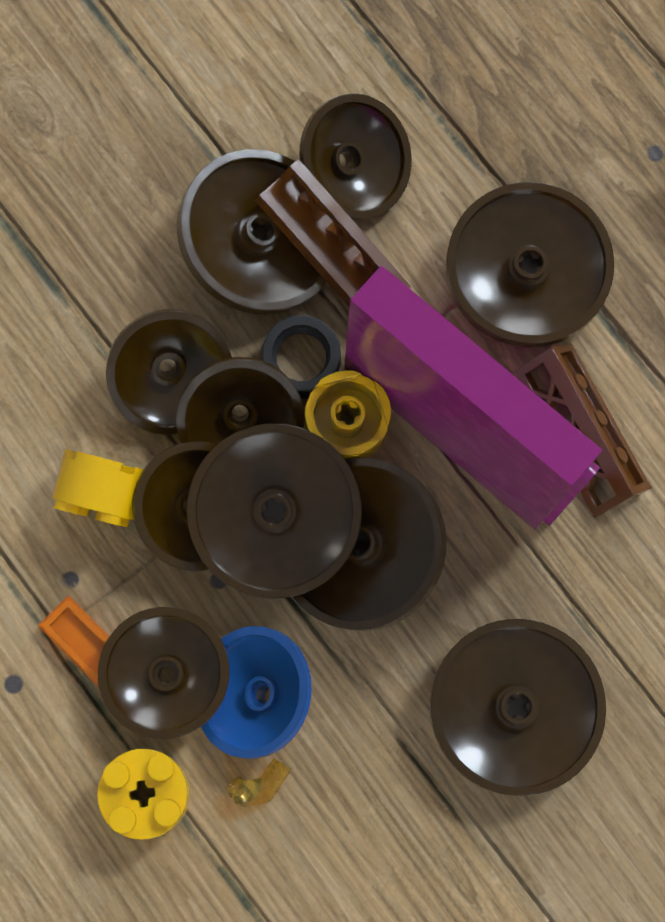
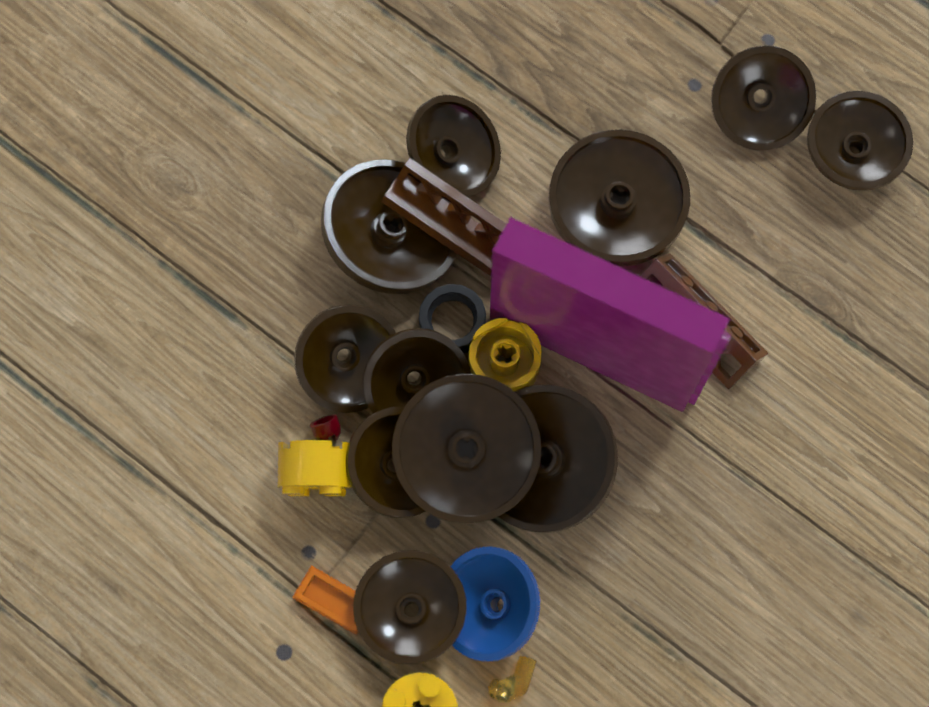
camera: 10 degrees left, 5 degrees down
(125, 443) = (326, 427): none -> dark red hinge
(518, 707) = (710, 559): dark brown dish -> none

